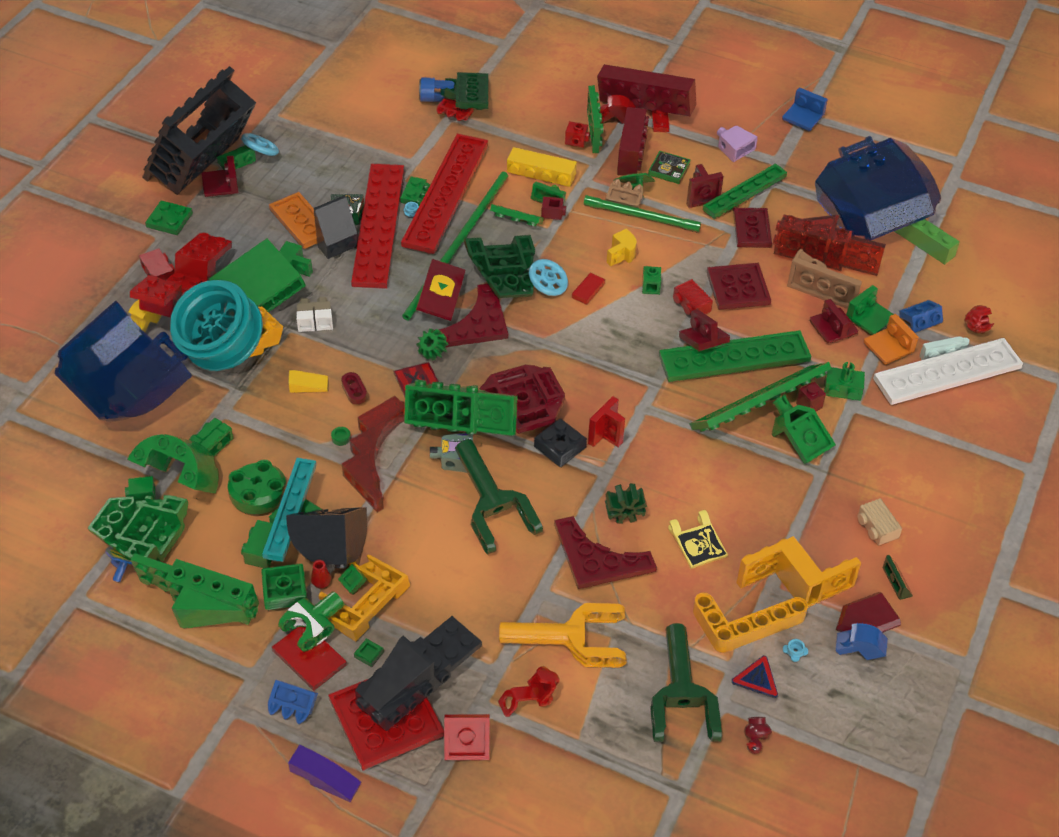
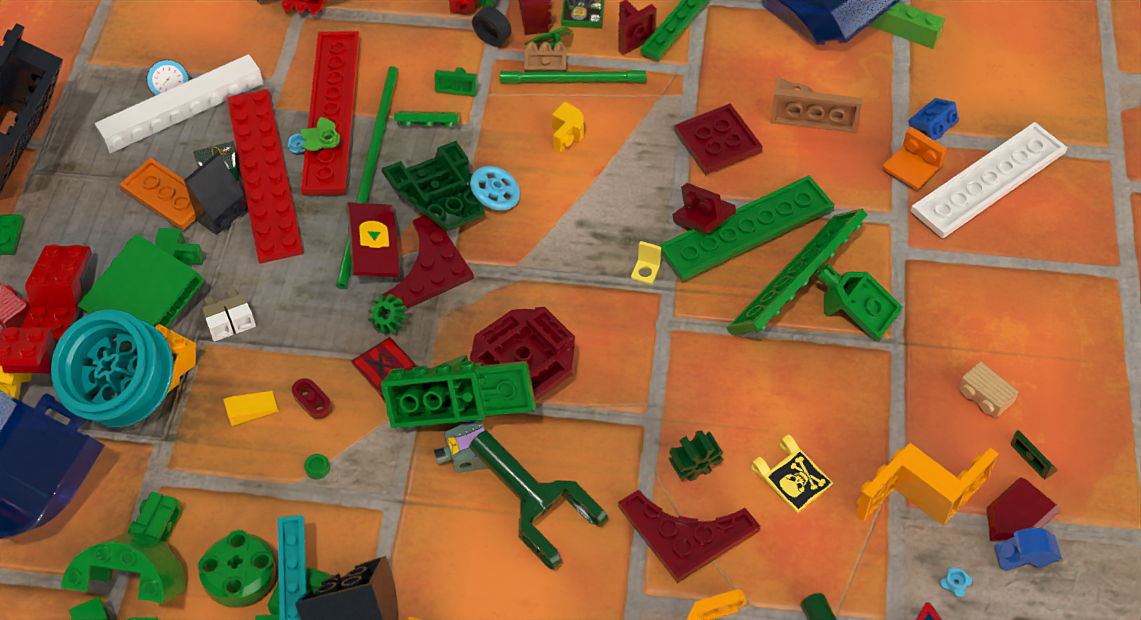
camera: 15 degrees left, 5 degrees up
(221, 181) = (47, 168): dark red bracket -> none
(242, 157) = (56, 133): green bracket -> none
(259, 144) = (80, 108): medium azure plate -> none
(331, 140) = (165, 76): none -> piece
(334, 159) = (178, 103): none -> white brick
(374, 428) = (359, 504): clear red arch -> none
(415, 190) = (293, 118): green plate -> none
(430, 208) = (321, 137): none -> bright green plate
(541, 166) = (434, 48): yellow brick -> none
(553, 208) = (468, 98): dark red brick -> none
(560, 442) = (599, 398): black brick -> none
(588, 288) = (545, 188): red tile -> none
(591, 160) = (491, 16): none -> black tyre
(607, 424) = (637, 359): red bracket -> none
(647, 358) = (648, 257): none -> light yellow bracket
(651, 280) = (616, 158): green brick -> none
(692, 297) = (672, 168): red brick -> none
(748, 624) = (892, 568): light orange beam -> none
(752, 227) = (705, 61): dark red tile -> none
(811, 396) = (853, 256): dark red brick -> none
(827, 243) = (801, 60): clear red wedge -> none
(833, 323) = (841, 156): dark red bracket -> none
(844, 382) = (884, 227): green brick -> none
(867, 312) = (877, 132): green bracket -> none
(942, 347) = (974, 152): light aqua hinge -> none
(978, 320) = (999, 107): red piece -> none

